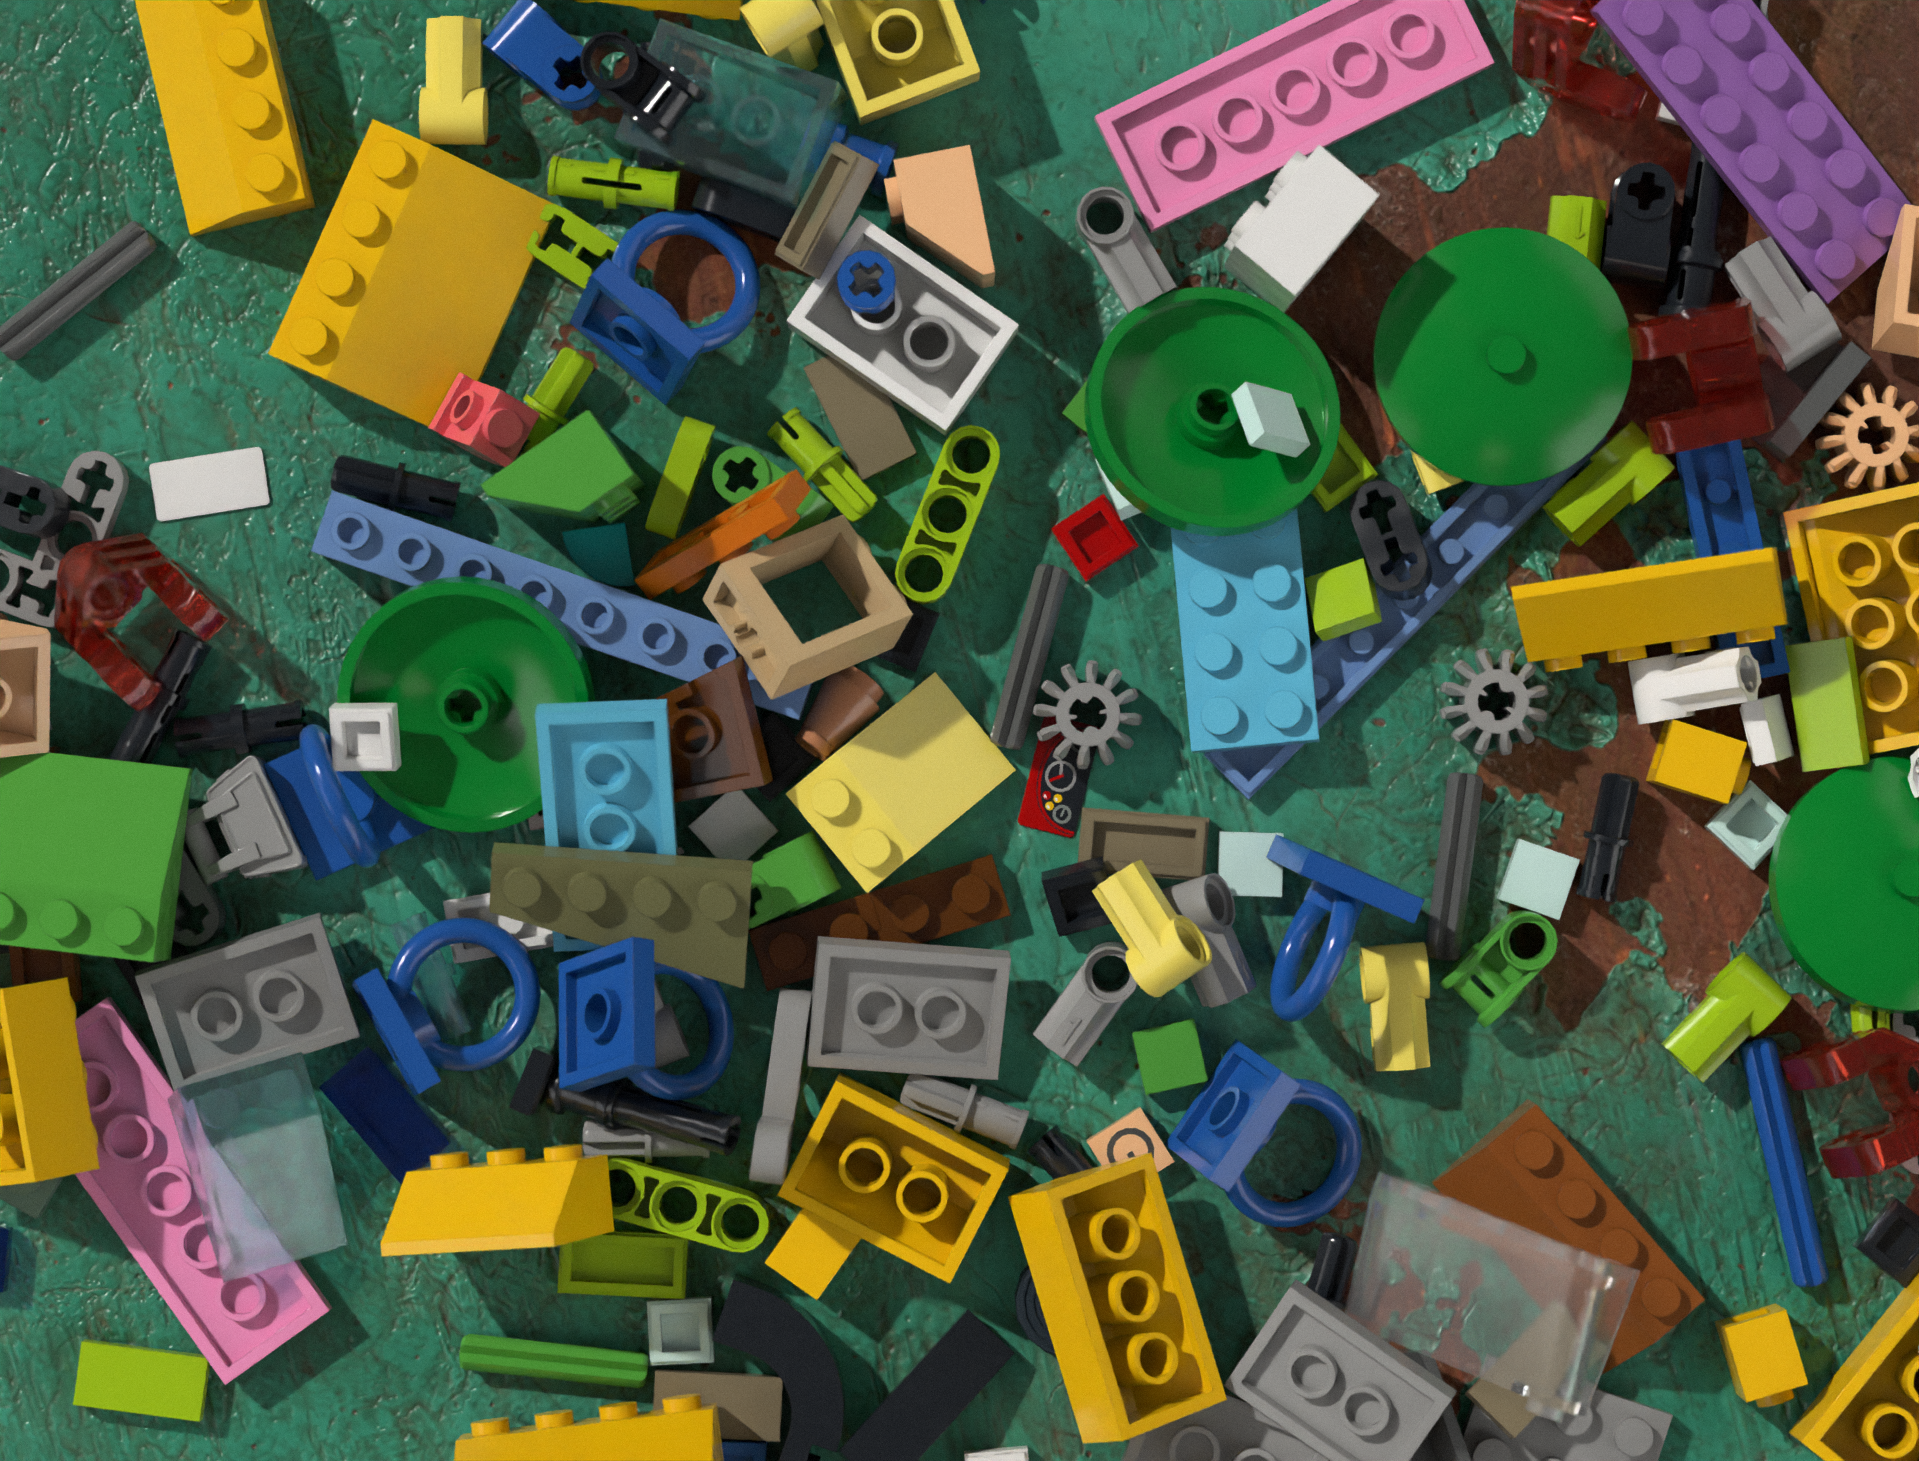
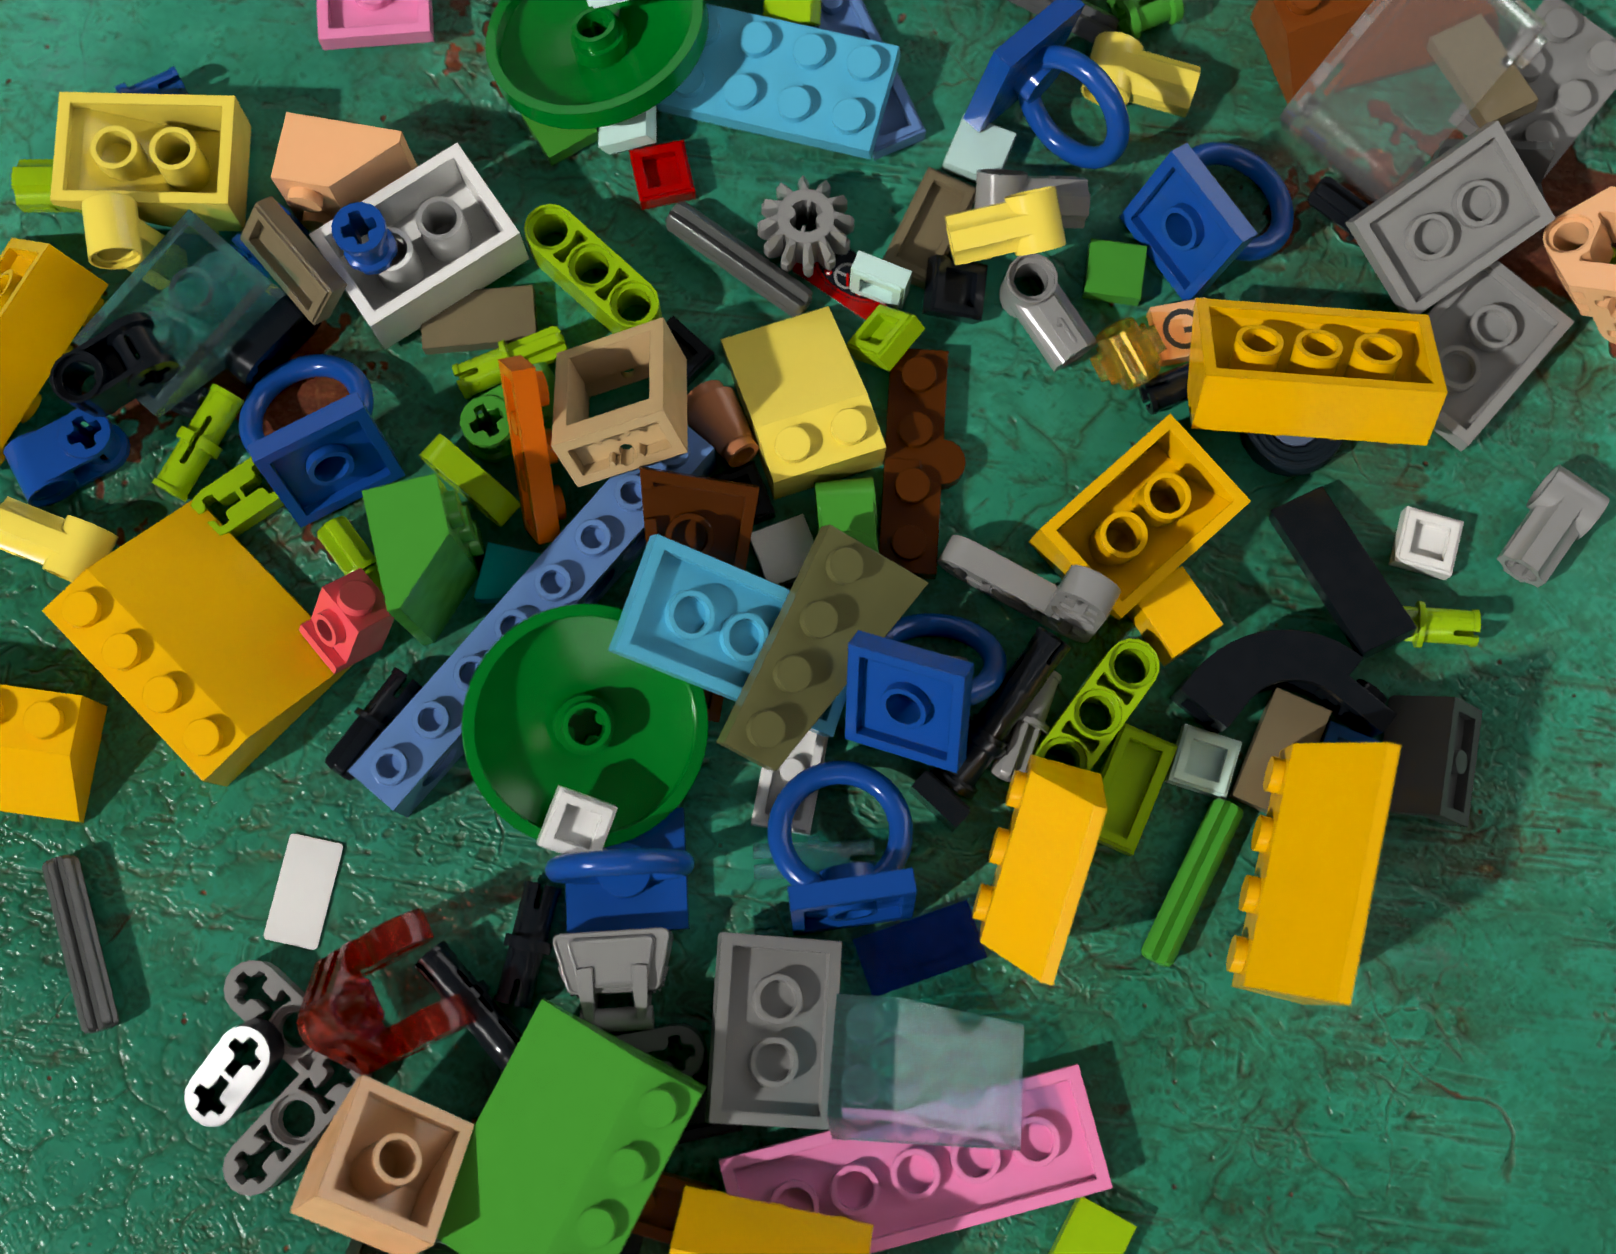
camera: 70 degrees left, 10 degrees down
(908, 1008) = (996, 458): light grey plate -> none
(964, 1108) = (1098, 449): light grey axle -> none
(998, 843) = (885, 337): none -> lime tile
(1056, 815) = (880, 280): none -> light aqua tile
(1075, 1103) = (1128, 353): none -> clear yellow gear
(1125, 255) = (438, 59): light grey piece -> none

